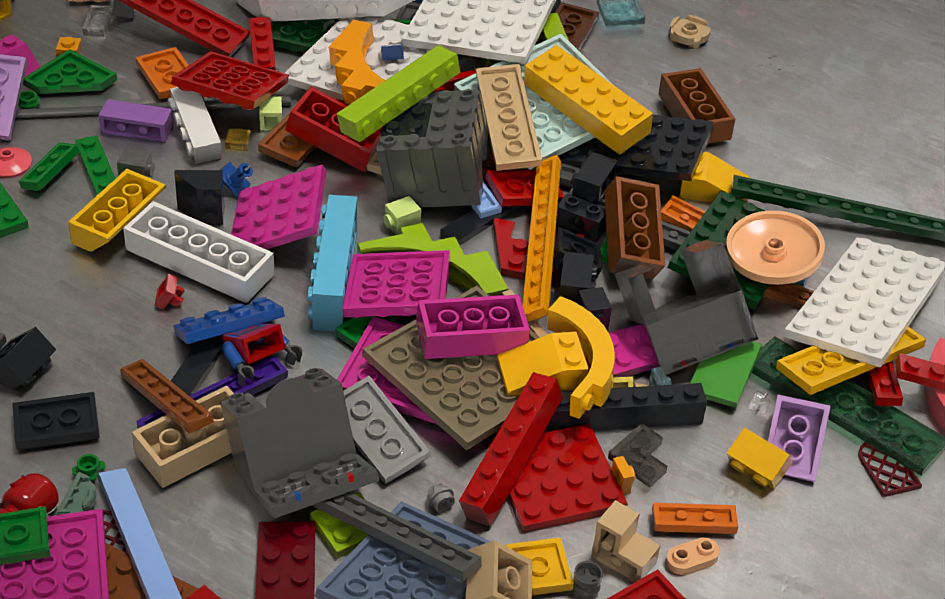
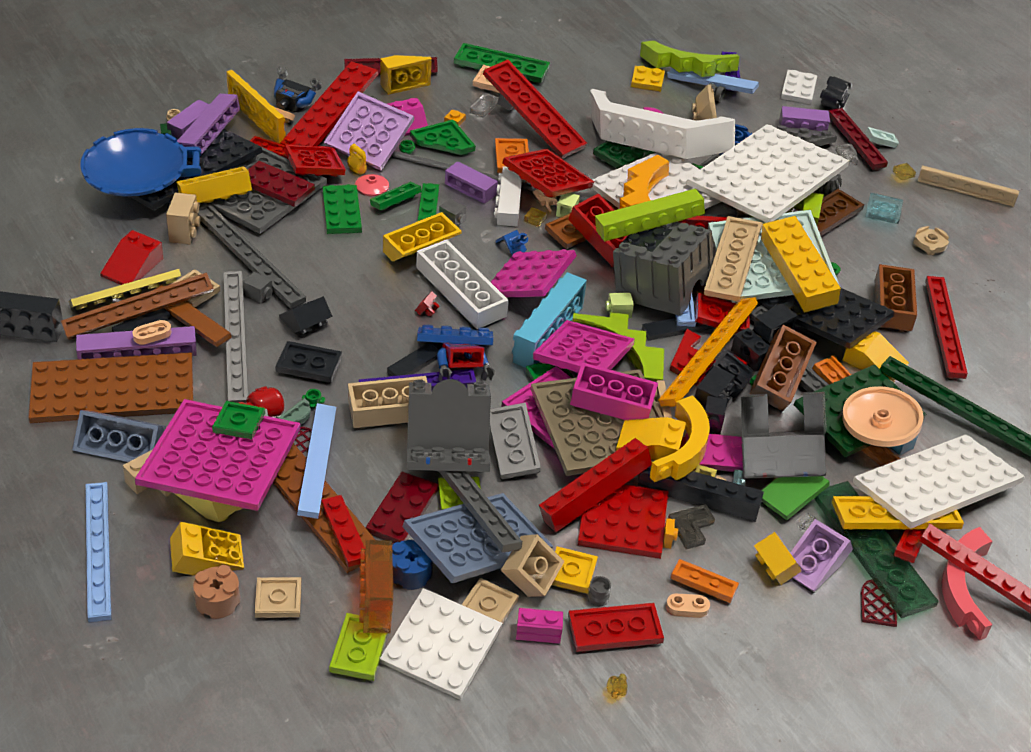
camera: 25 degrees right, 0 degrees up
(166, 396) = (383, 369): dark orange tile -> none
(201, 195) = (484, 246): black slope -> none
(236, 113) = (543, 200): none -> light nougat plate
(262, 42) = (589, 153): red plate -> none
(392, 52) = (675, 186): blue slope -> none
(440, 498) = (531, 501): light grey plate -> none
(620, 545) = (636, 575): tan brick -> none
(764, 124) = (946, 328): none -> red plate

